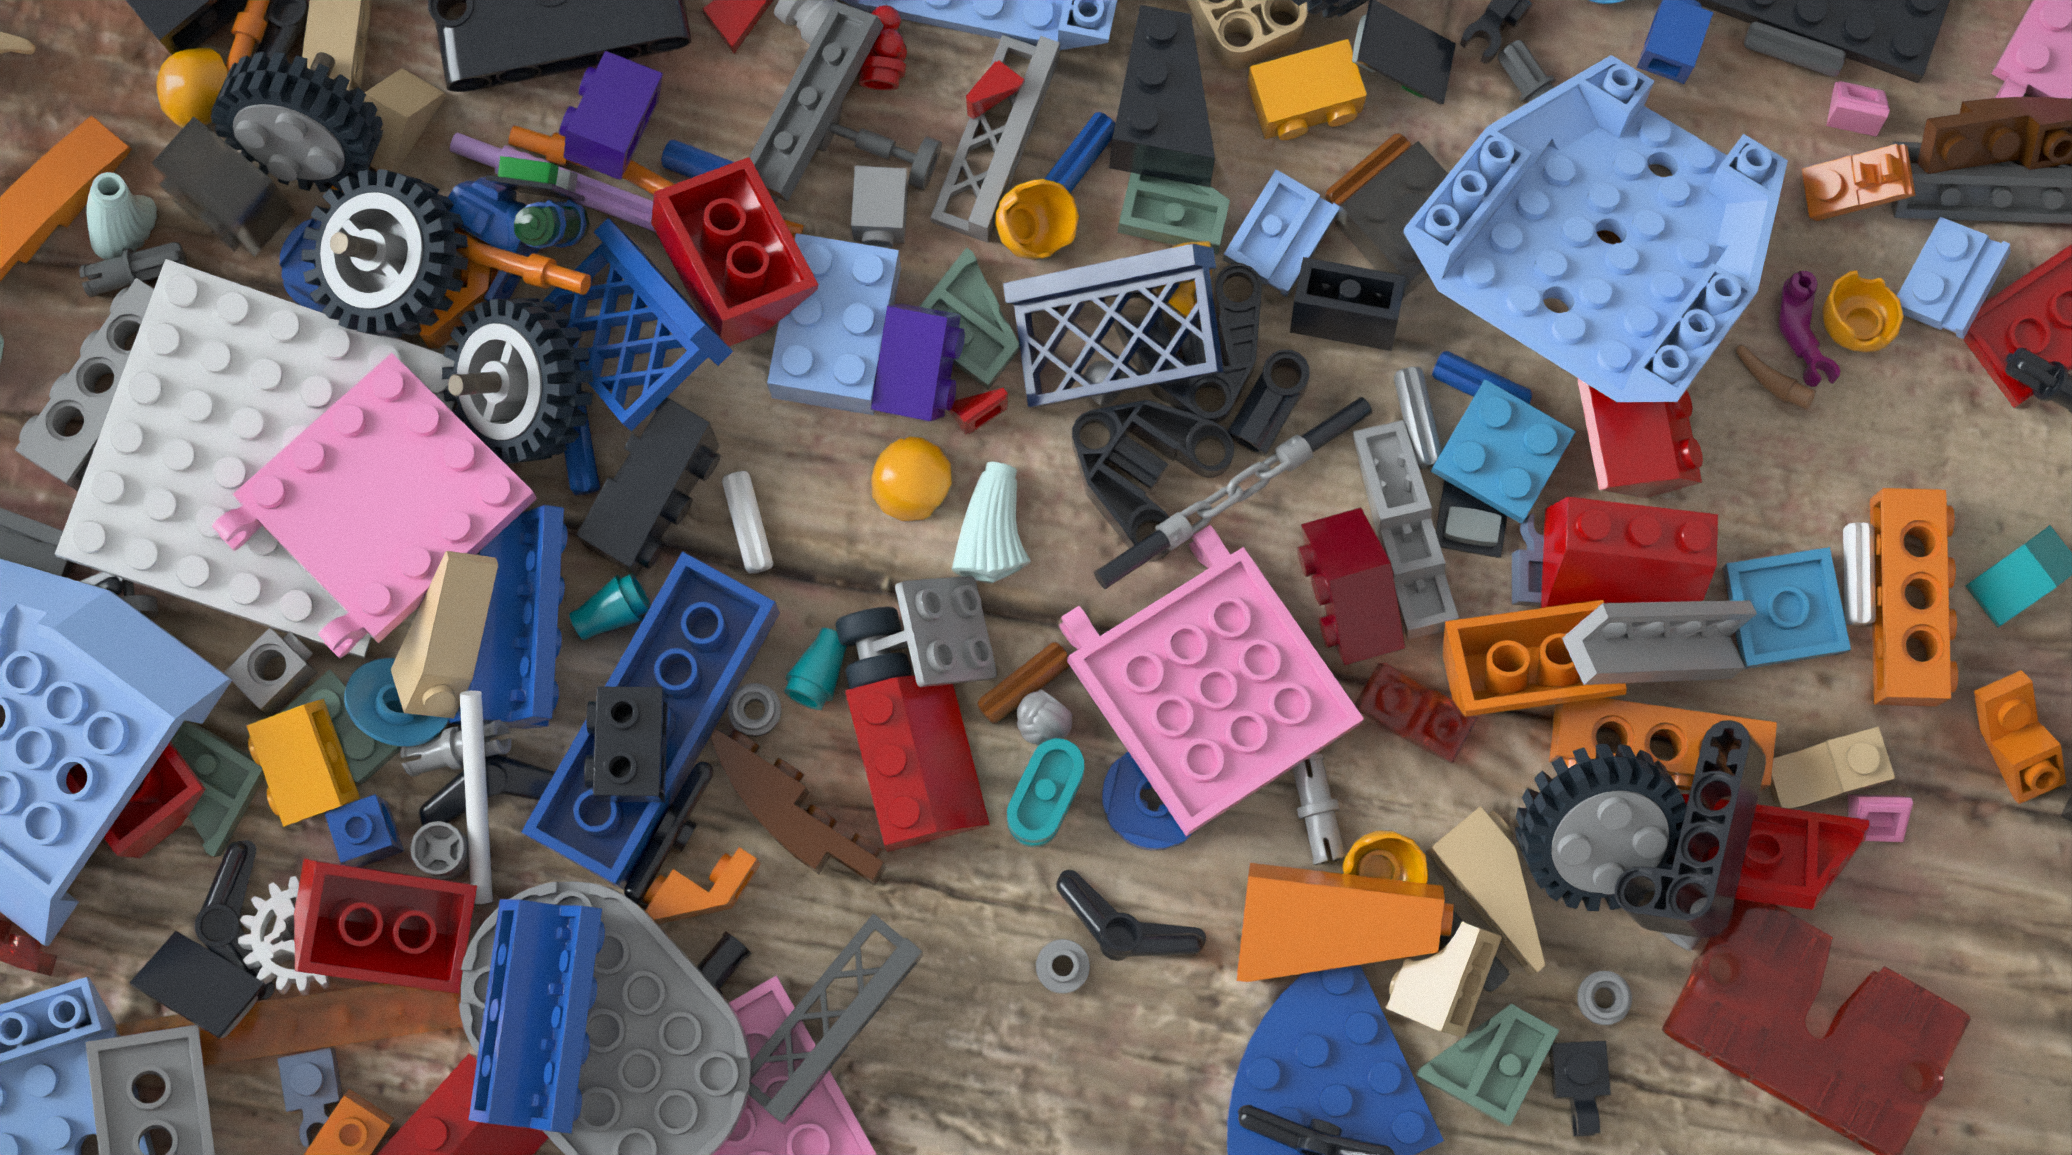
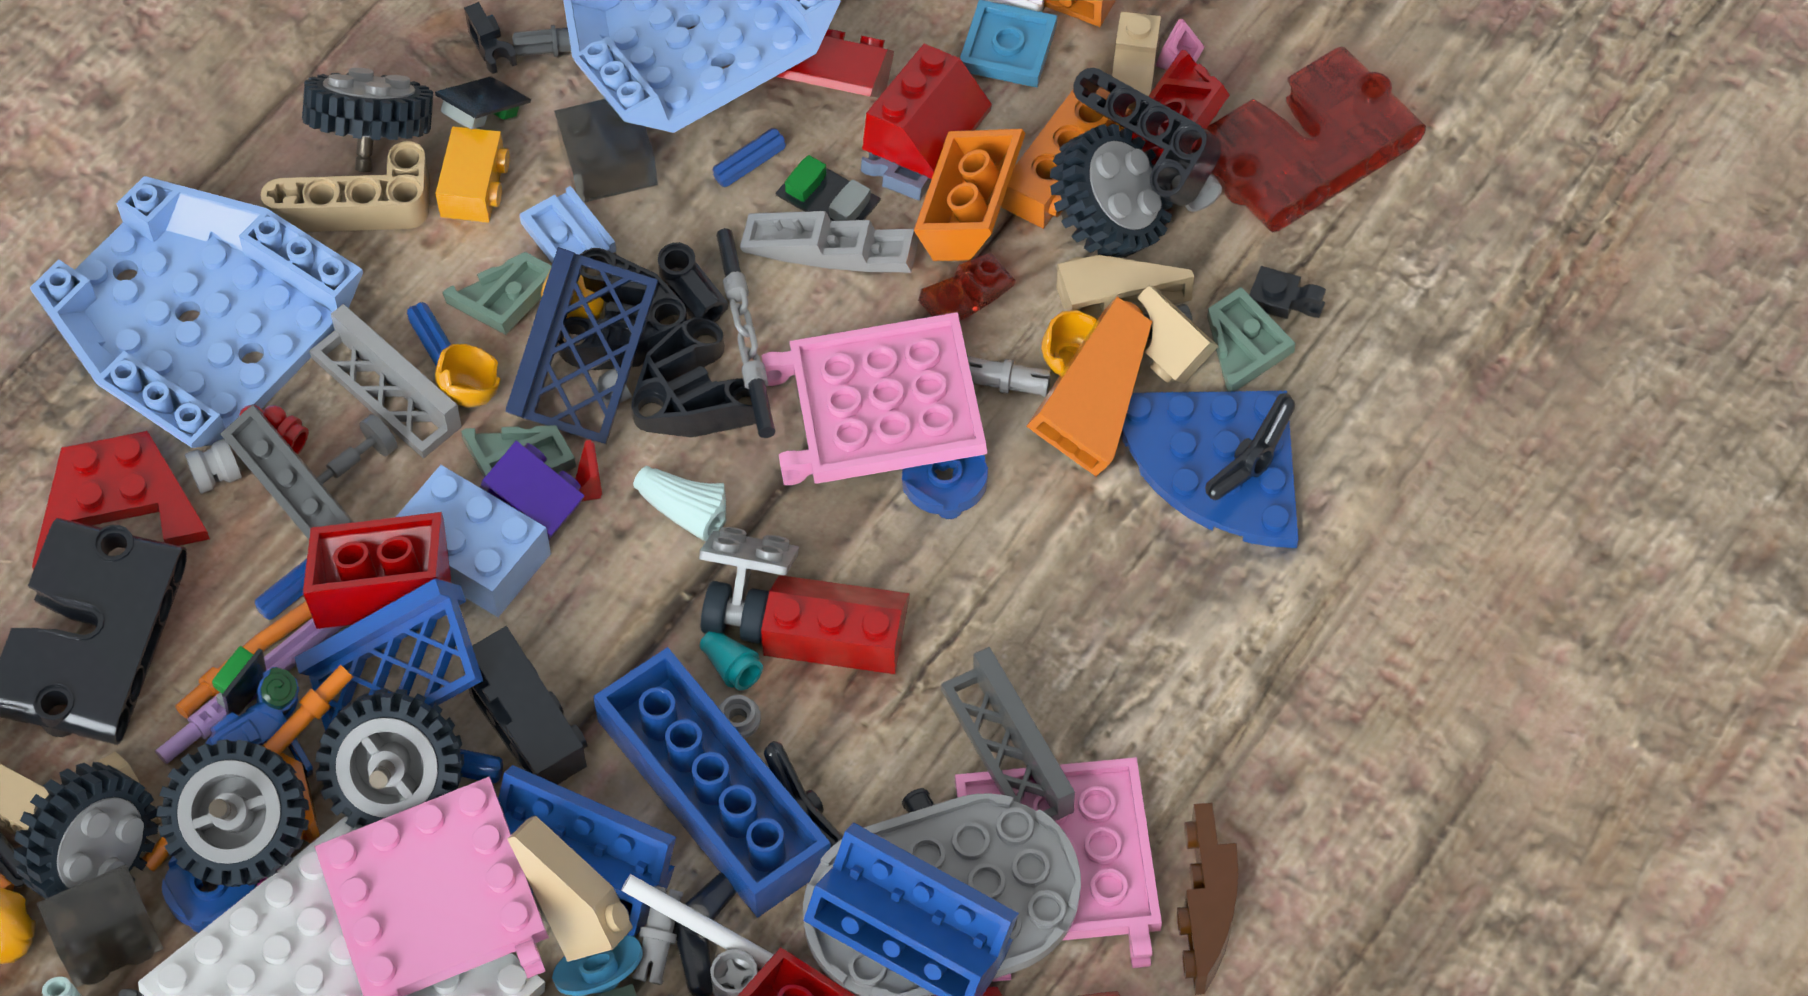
camera: 65 degrees left, 20 degrees down
(611, 114) = (211, 623): dark purple brick -> none
(612, 607) = (604, 777): teal cone -> none
(629, 744) = (728, 778): black brick -> none
(681, 898) = (867, 790): orange slope -> none
(747, 522) = (586, 665): white axle -> none
(775, 800) = (819, 727): reddish brown slope -> none
(879, 205) = (391, 475): light grey brick -> none
(911, 478) = (616, 542): light orange hair -> none
(992, 88) = (351, 360): red slope -> none
(1023, 681) = (813, 528): dark orange axle -> none
(1042, 718) = (848, 520): light grey piece -> none
(1045, 792) = (907, 535): teal brick -> none
(1058, 983) = (1038, 594): light grey plate -> none
(1121, 933) = (1034, 536): black piece -> none
(1162, 106) = (429, 257): black wedge -> none
(1347, 303) = (646, 205): black brick -> none
(1354, 584) = (857, 274): dark red brick -> none
(1367, 169) = (553, 161): dark orange axle -> none
(1418, 415) = (745, 202): light grey axle -> none
(1503, 451) = (807, 156): dark azure plate -> none
(1620, 993) = (1230, 247): light grey plate -> none
(1658, 641) = (994, 105): light grey fence -> none

